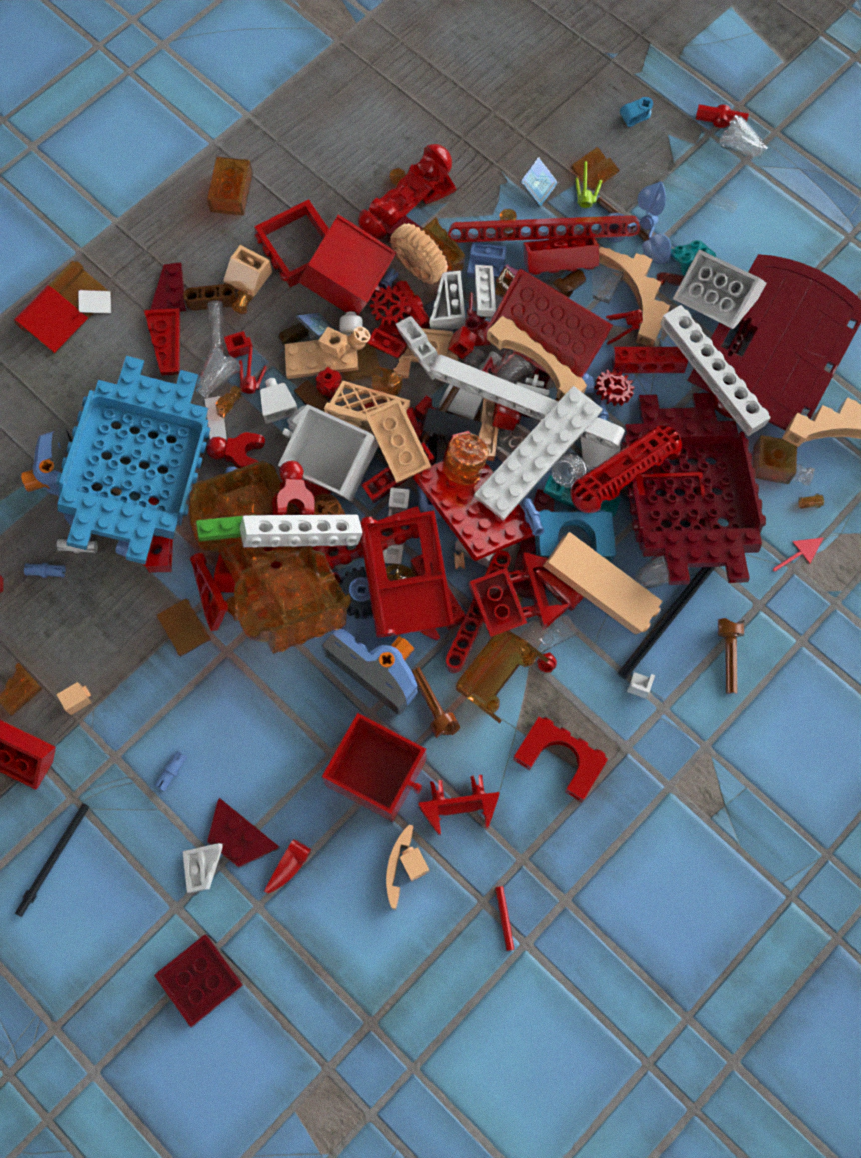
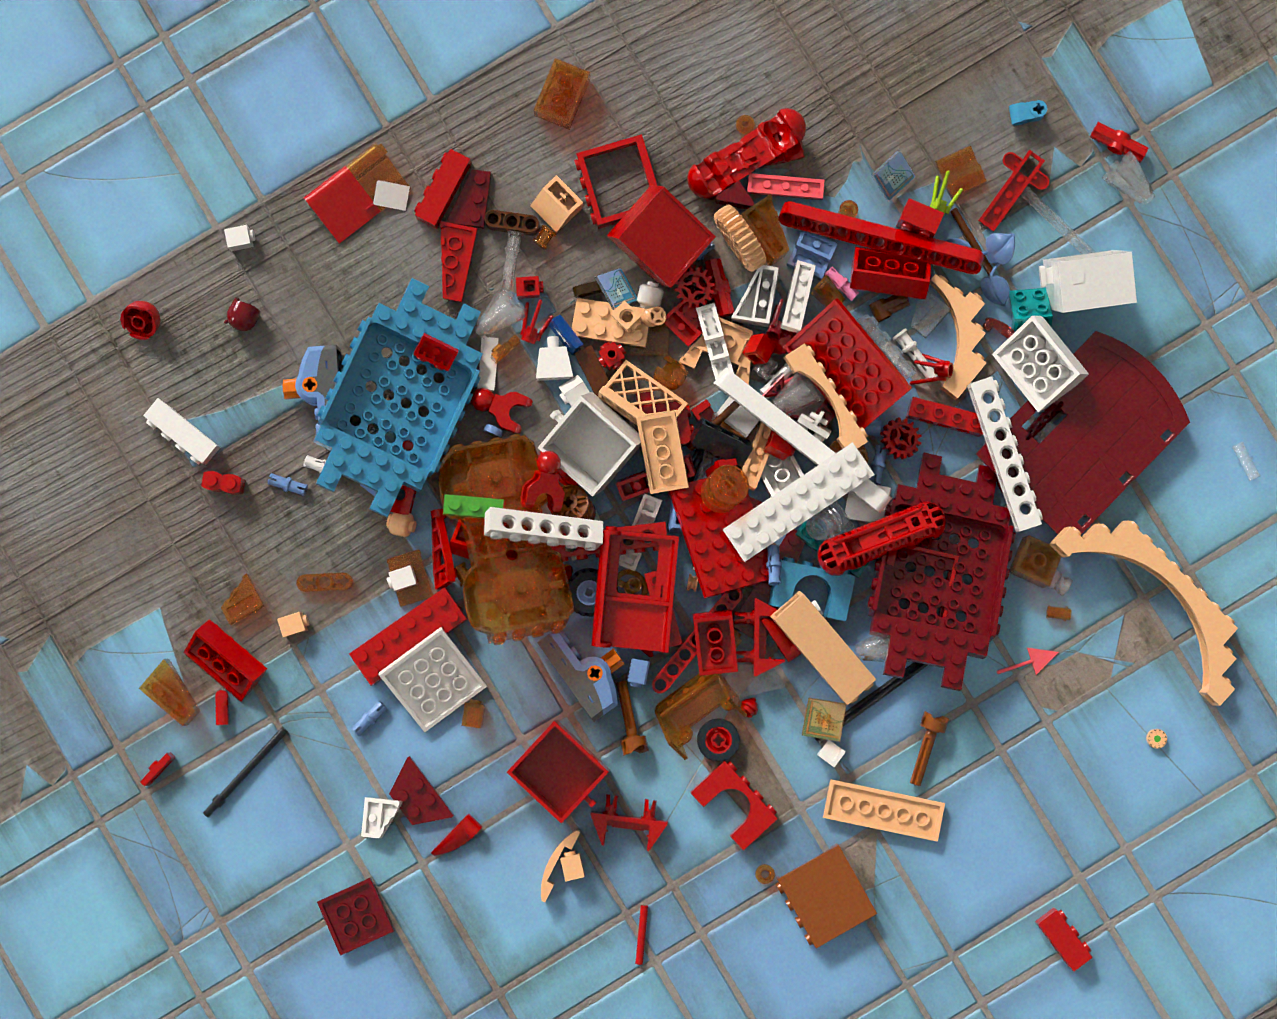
camera: 20 degrees right, 15 degrees up
(16, 800) = (222, 708): none -> red bar
(91, 648) = (310, 577): none -> clear orange beam
(140, 284) = (443, 188): none -> red brick
(161, 410) = (435, 352): none -> red bracket
(163, 577) = (401, 524): none -> light nougat head
(175, 626) = (402, 578): none -> white brick
(193, 680) = (407, 632): none -> red brick
(226, 712) = (432, 679): none -> white plate
(276, 738) = (473, 714): none -> clear orange brick
(281, 374) = (565, 334): none -> blue slope
(429, 652) = (638, 672): none -> medium blue brick
(448, 213) = (785, 186): none -> coral plate
(526, 700) = (718, 739): none -> black wheel
(573, 204) = (919, 219): none -> red brick
(598, 310) = (909, 347): none -> white pin
(615, 815) = (765, 880): none -> clear orange plate
(623, 654) = (824, 719): none -> clear orange piece
(645, 165) = (1013, 188): none -> red piece
(680, 826) = (826, 896): none -> dark orange panel
(710, 725) = (883, 810): none -> light nougat plate
(738, 211) = (1089, 280): none -> white piece

